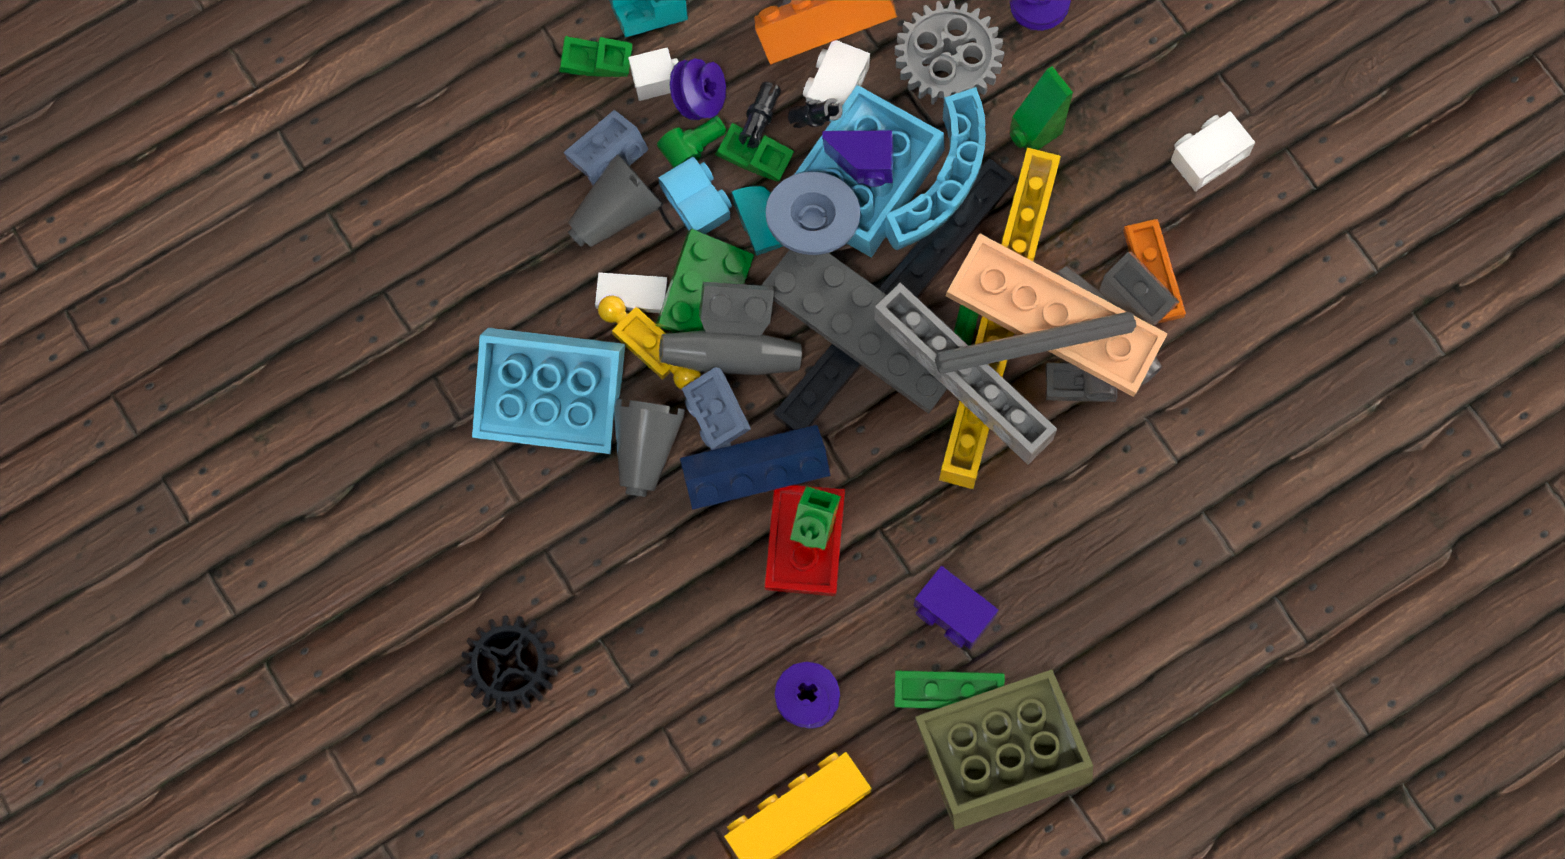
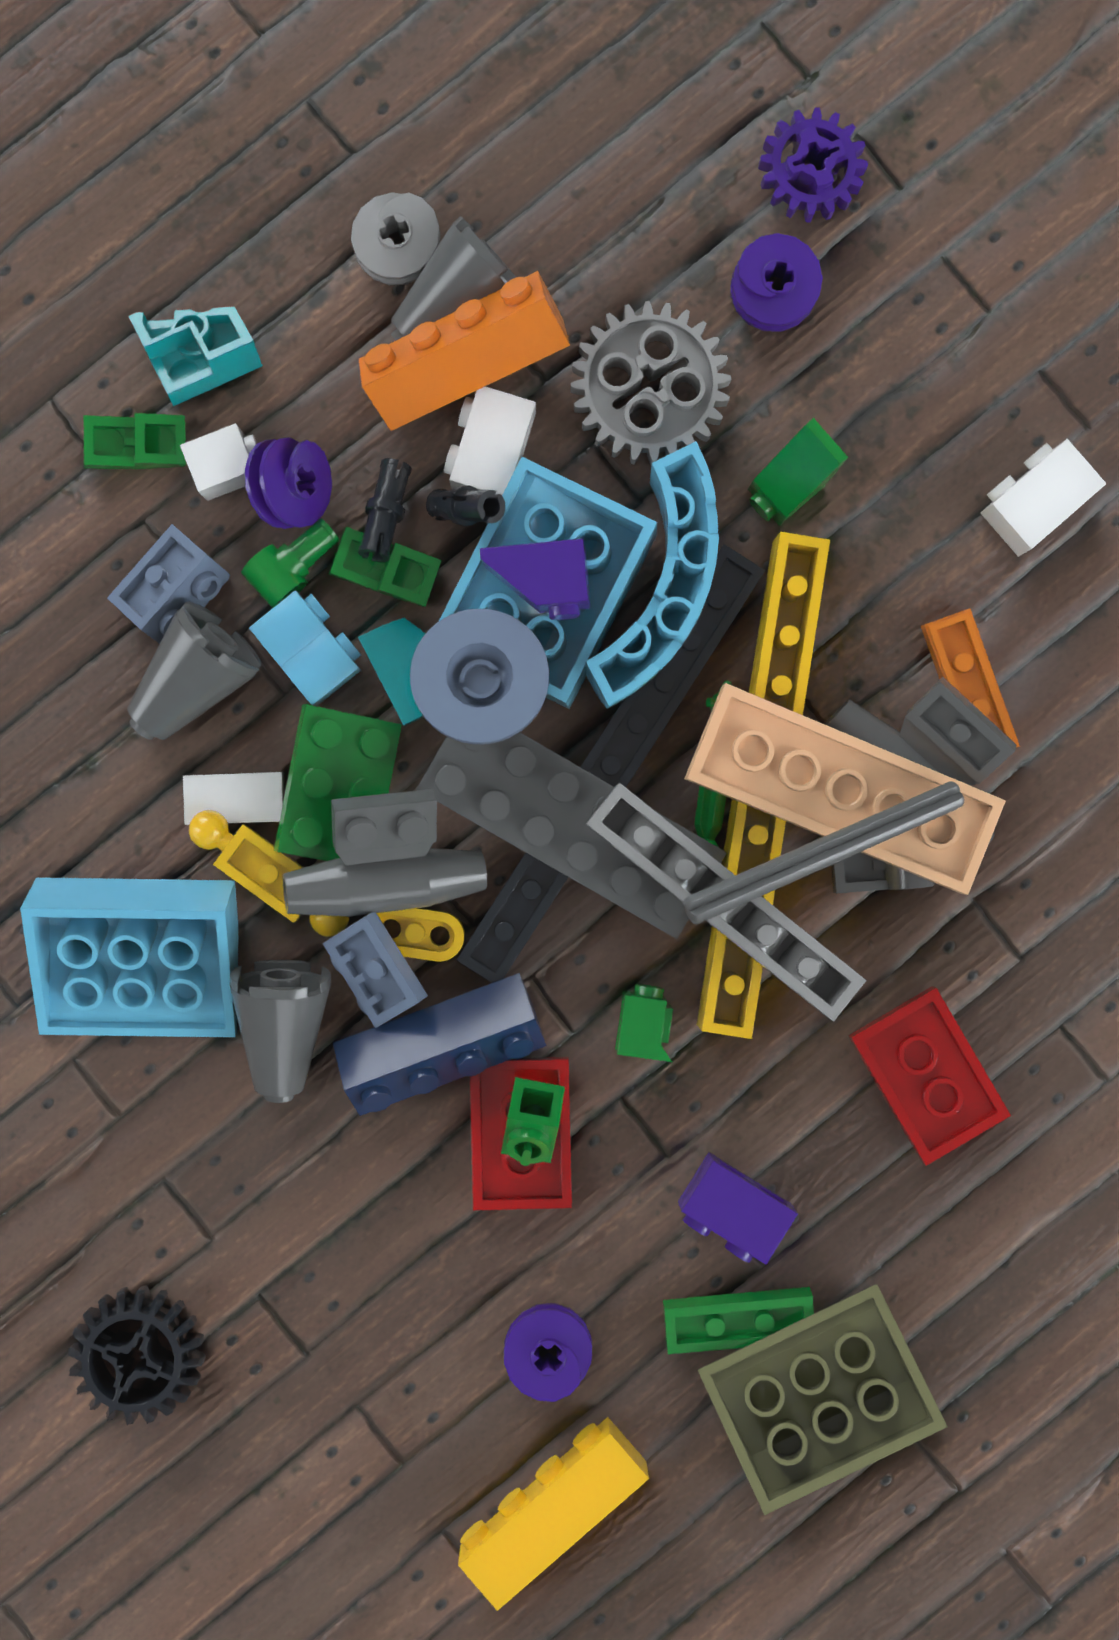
camera: 10 degrees left, 15 degrees up
(750, 389) = (416, 931): none -> yellow plate
(901, 472) = (644, 1023): none -> green window
(1103, 531) = (929, 1075): none -> red plate

